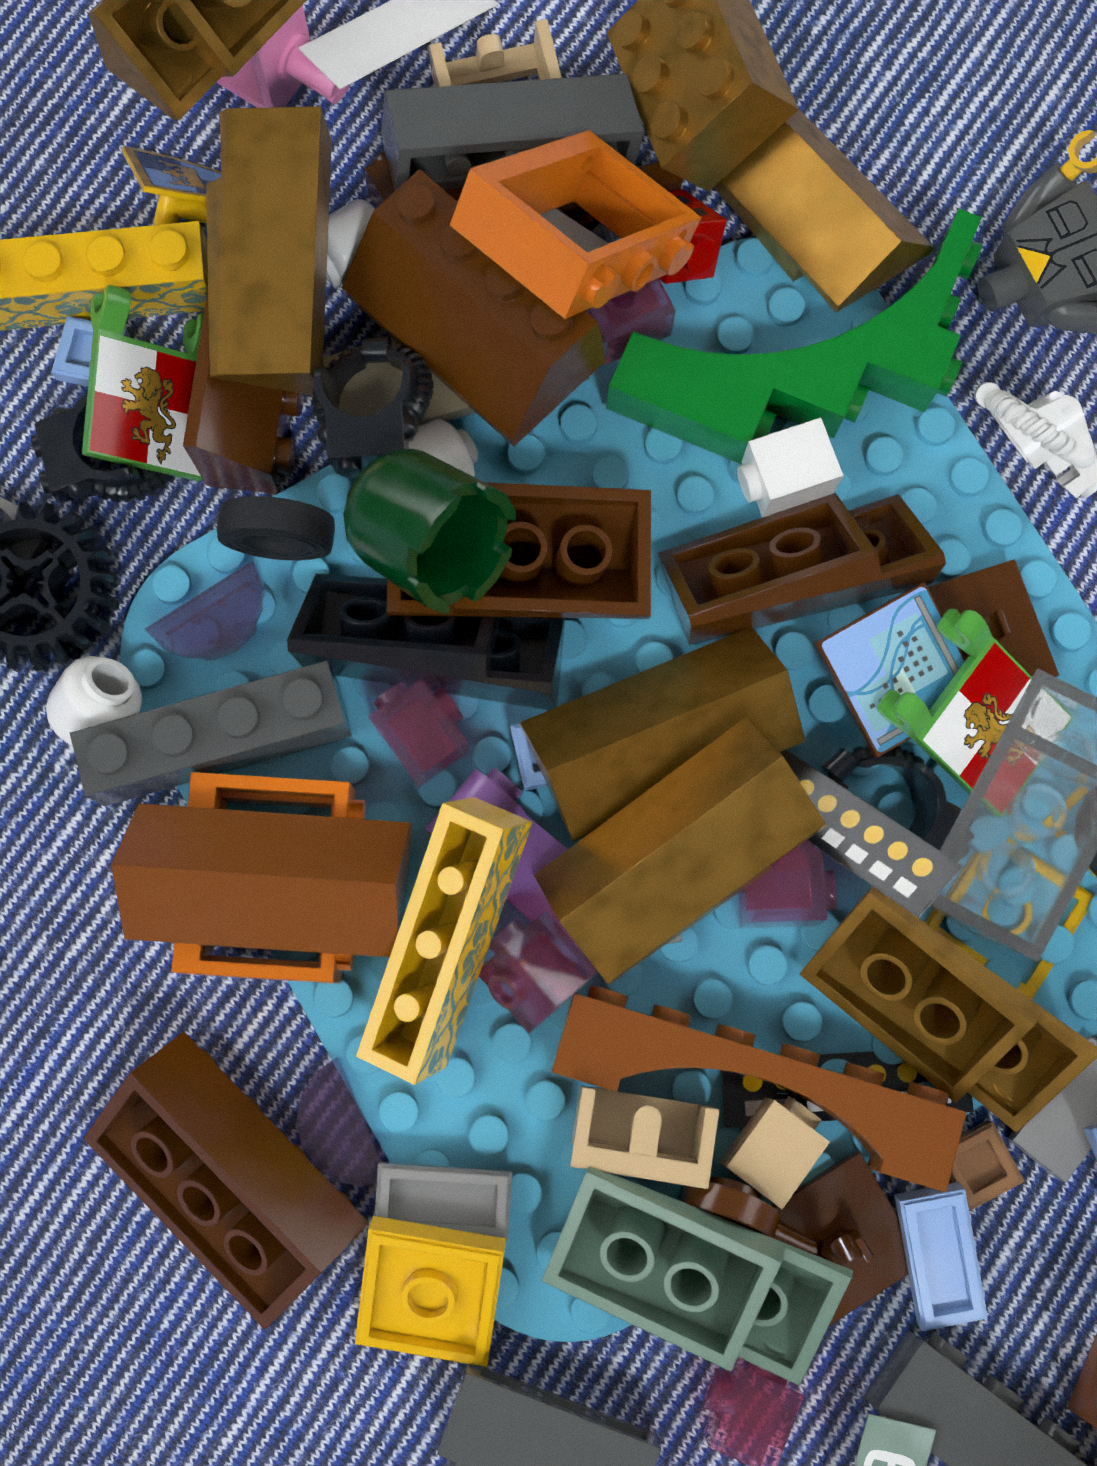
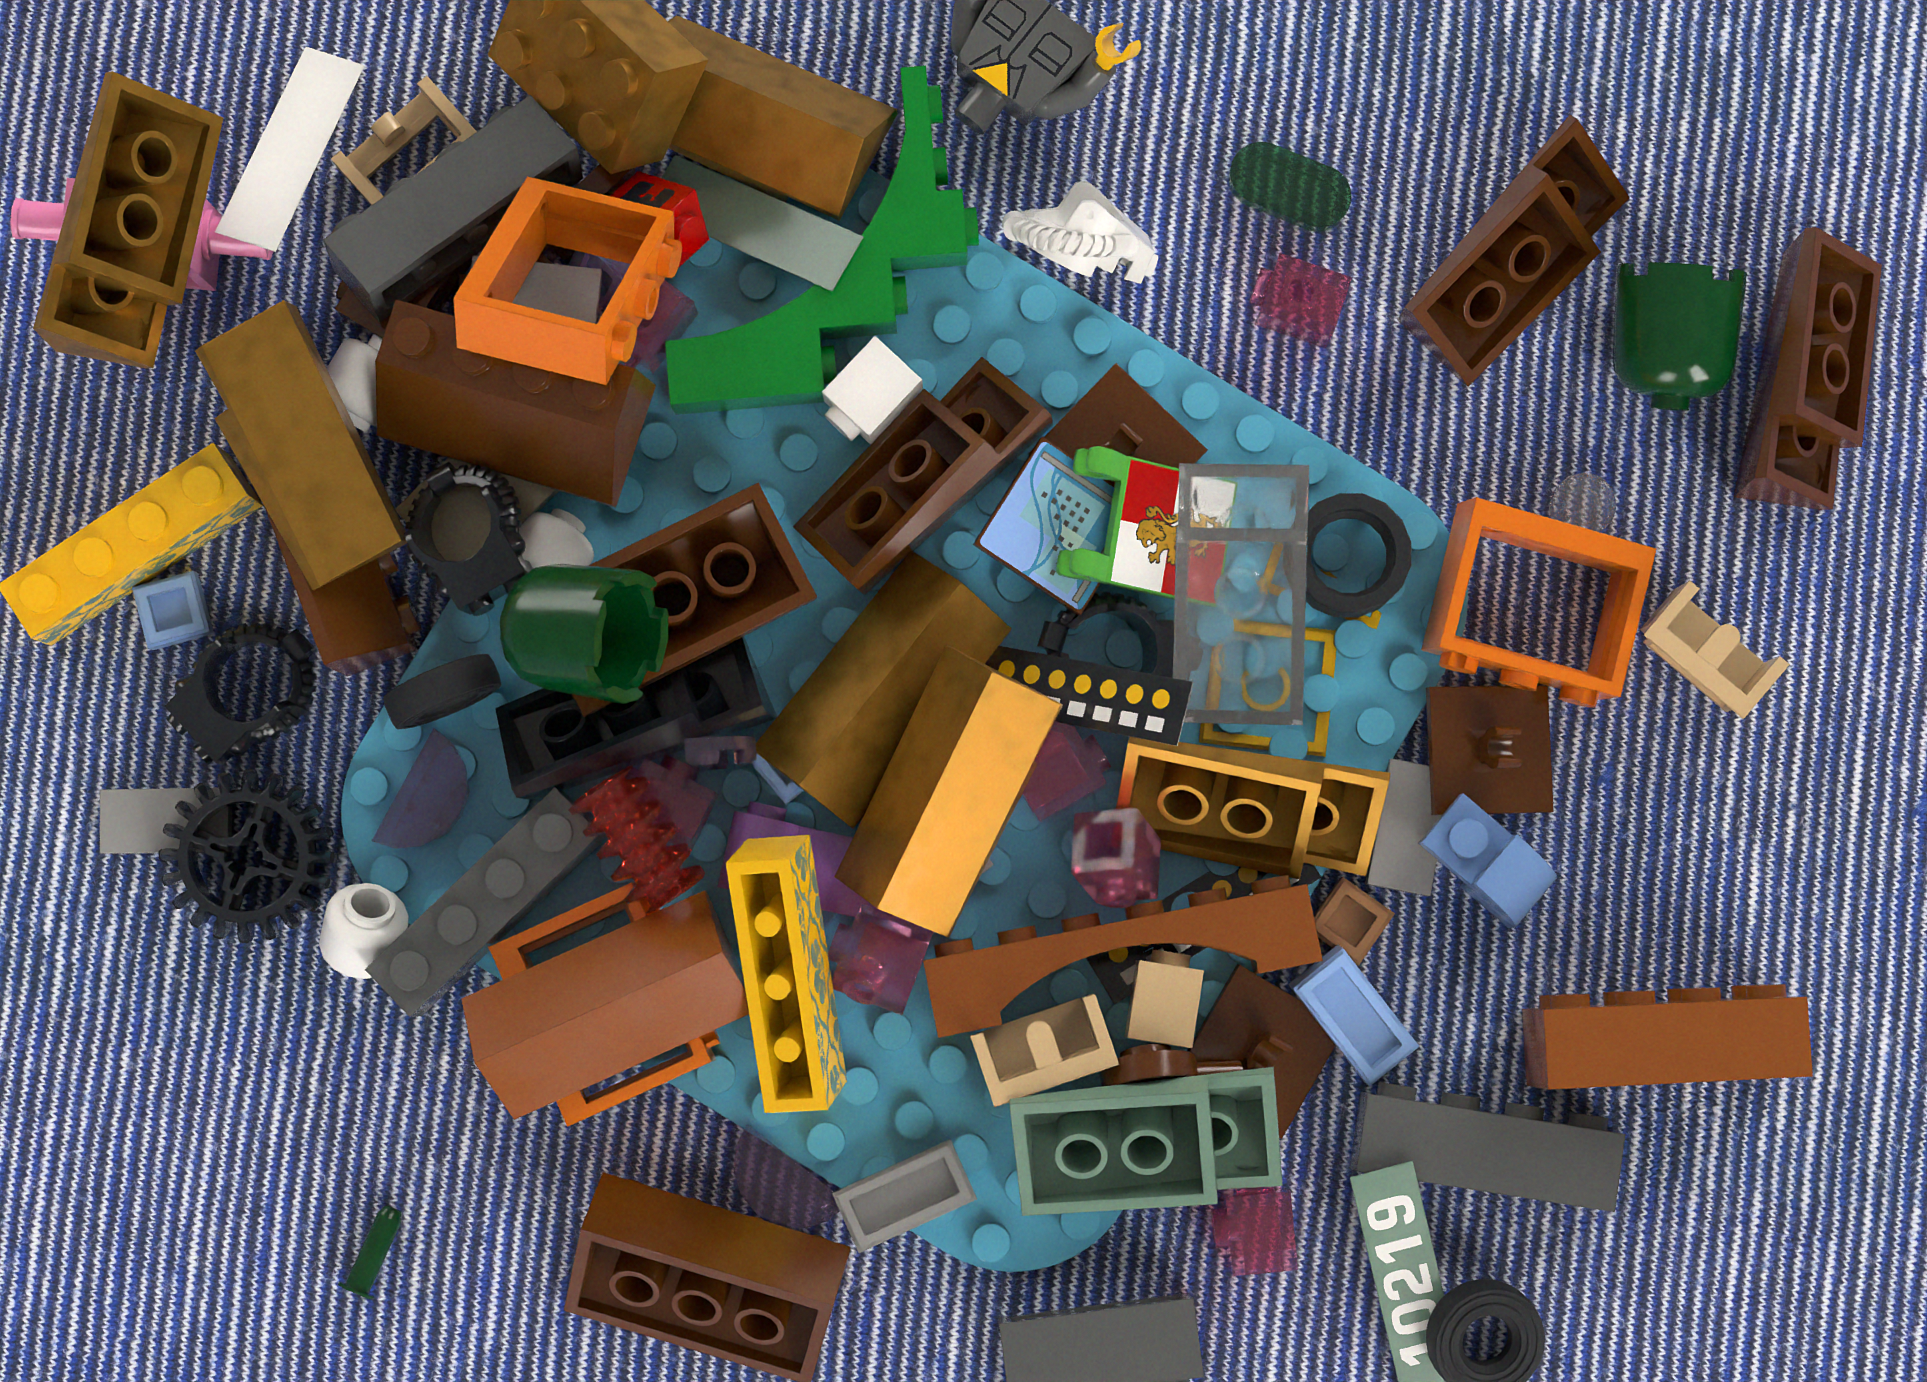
camera: 25 degrees left, 5 degrees up
(138, 392) = (248, 624): flag -> none
(176, 181) = (166, 411): shield -> none
(373, 743) = (637, 840): none -> clear red piece
(429, 1291) = (933, 1275): yellow tile -> none
(485, 703) = (713, 752): none -> clear purple tile
(775, 292) = (768, 226): none -> sand green sticker
(800, 992) = (1116, 856): none -> clear pink brick

